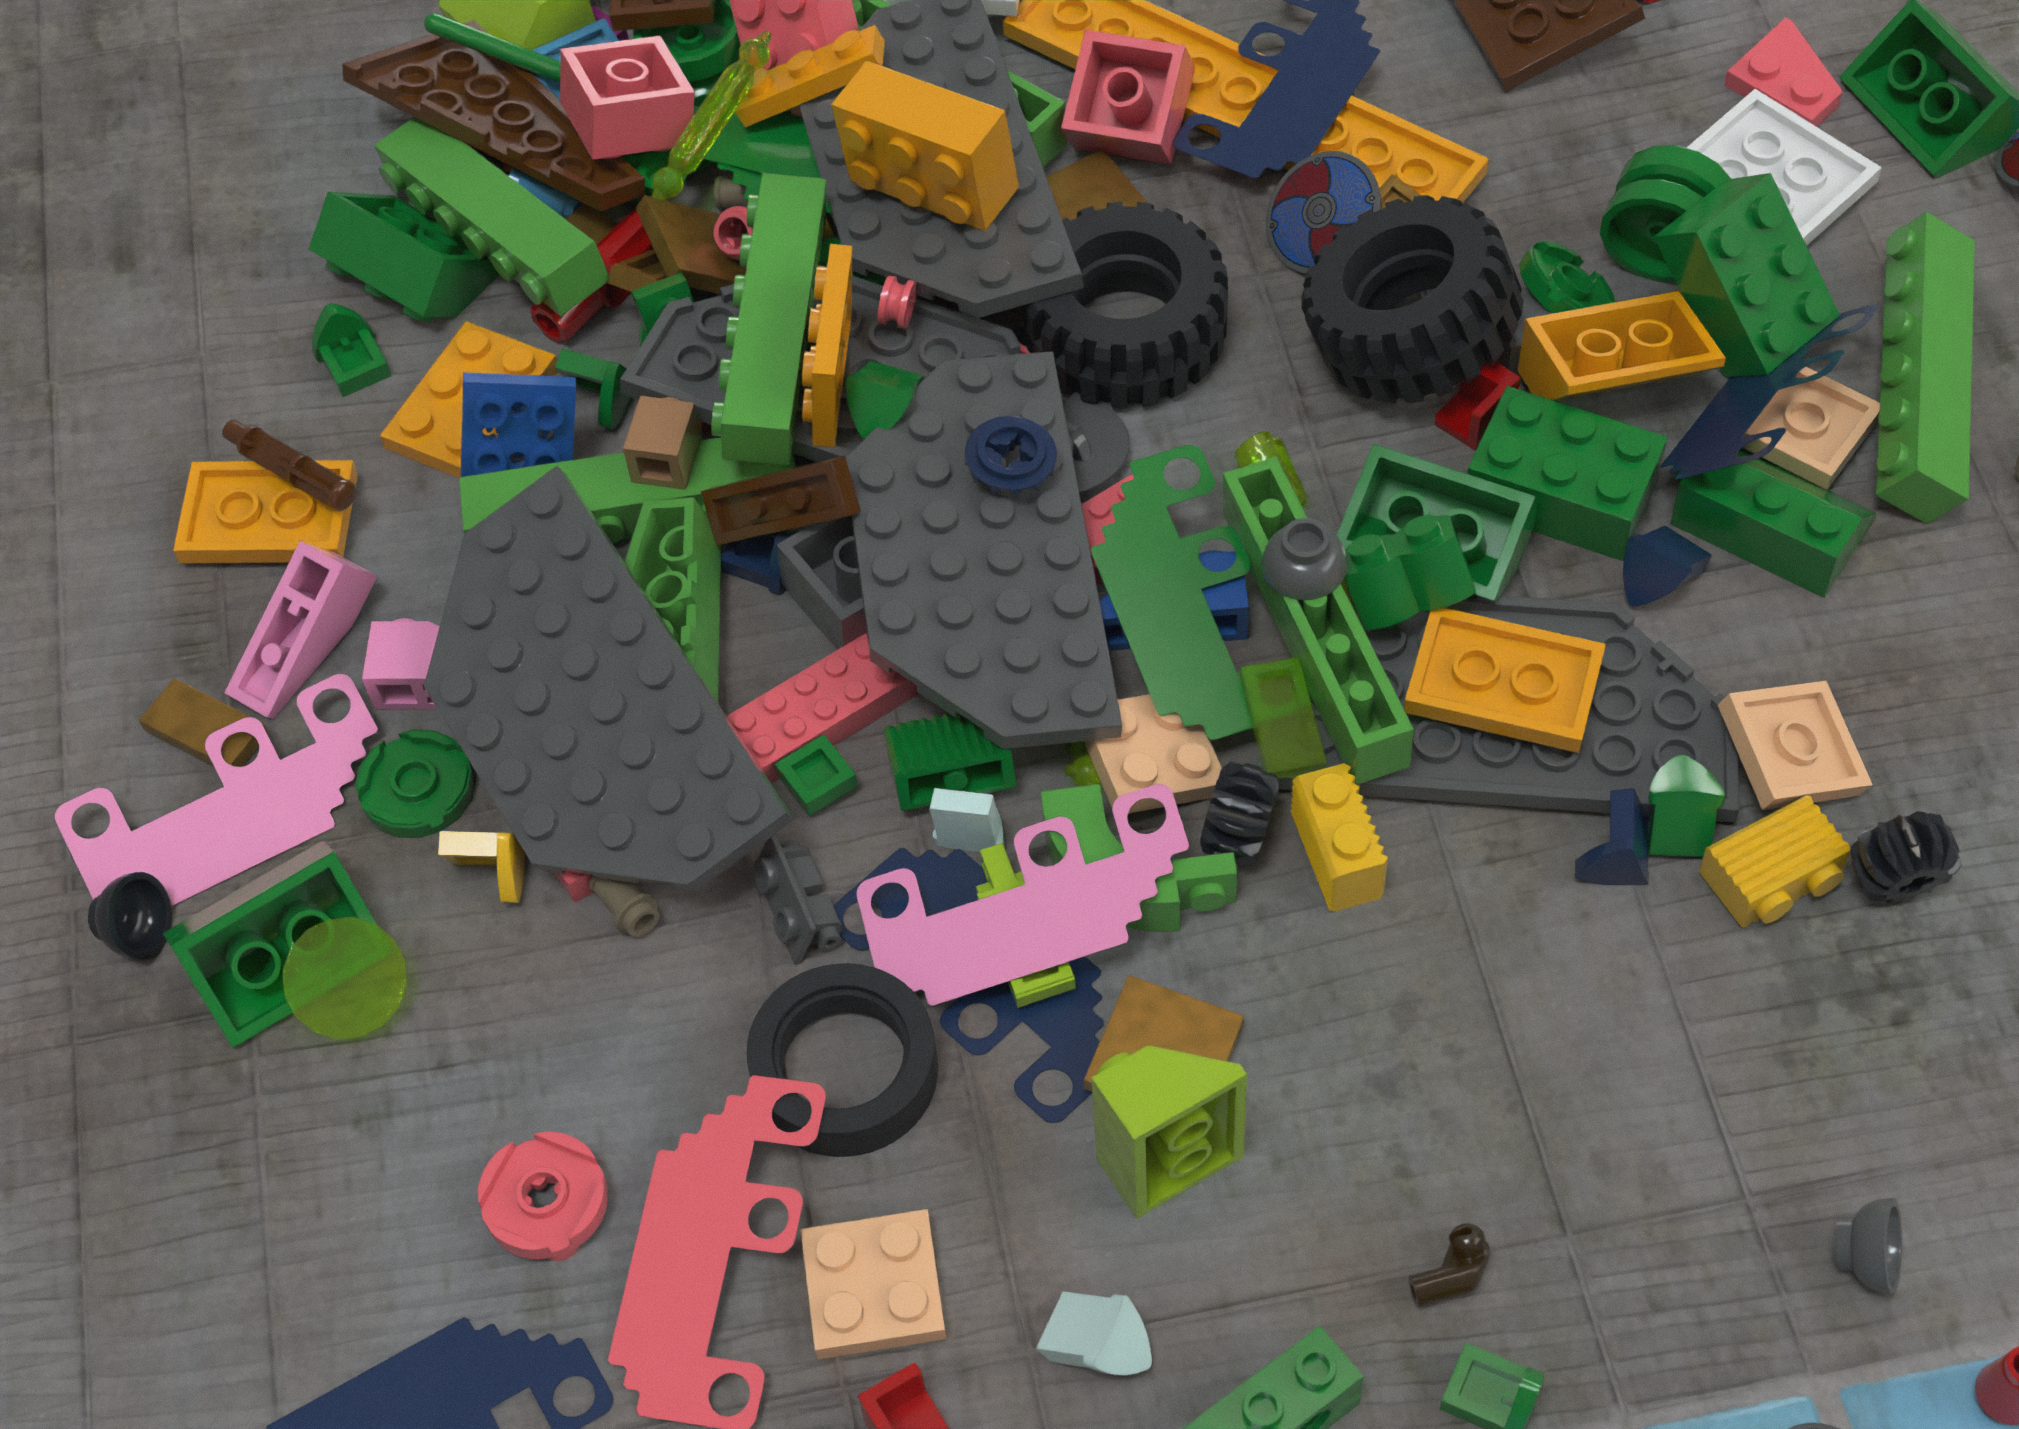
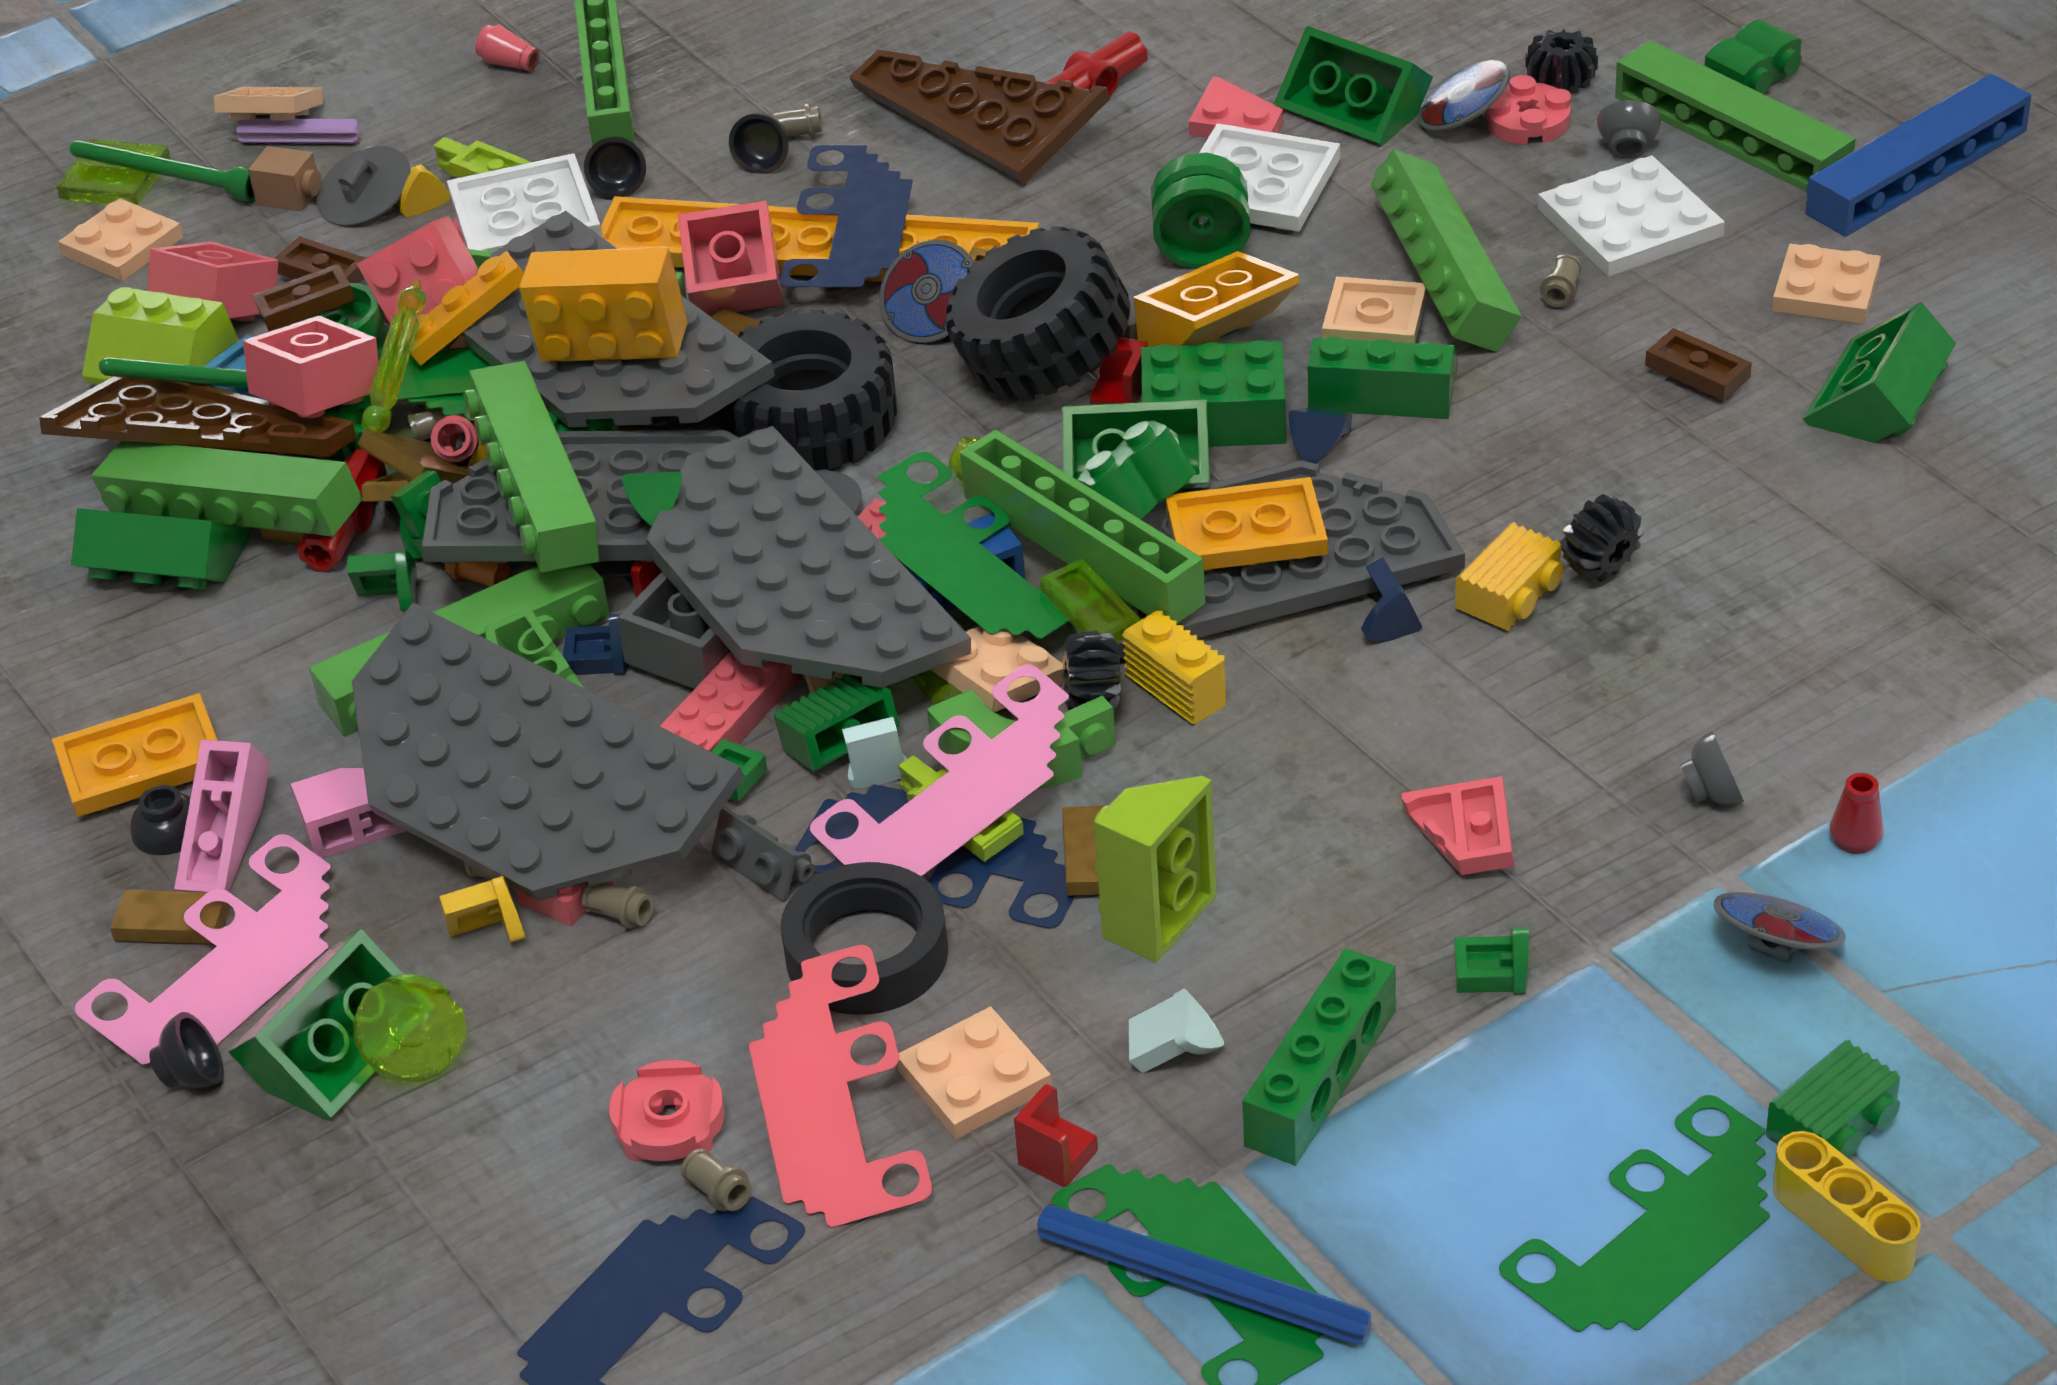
camera: 25 degrees left, 15 degrees down
(245, 601) = (160, 820): none -> black piece
(291, 465) = (148, 707): reddish brown piece -> none
(348, 349) = (144, 628): green tile -> none
(415, 784) = (385, 892): green tile -> none
(431, 417) = (275, 630): light orange plate -> none
(518, 410) = (318, 601): blue plate -> none
(549, 1325) = (725, 1186): none -> dark tan pin
(662, 442) = (479, 581): medium nougat brick -> none
(781, 500) = (605, 585): reddish brown plate -> none
(830, 331) = (596, 460): light orange plate -> none
(897, 302) = (626, 430): coral bush -> none
(1000, 437) = (766, 483): dark blue gear -> none
(1304, 560) = (1057, 479): dark grey piece -> none
(1459, 1270) = (1422, 903): dark brown arm -> none
(1559, 282) = (1137, 274): green tile -> none
(1559, 1189) = (1465, 823): none -> coral wing
(1683, 808) = (1425, 565): green tile -> none
(1719, 429) = (1321, 314): dark blue piece -> none
(1748, 274) = (1286, 220): green brick -> none
(1794, 744) = (1481, 499): light nougat plate -> none

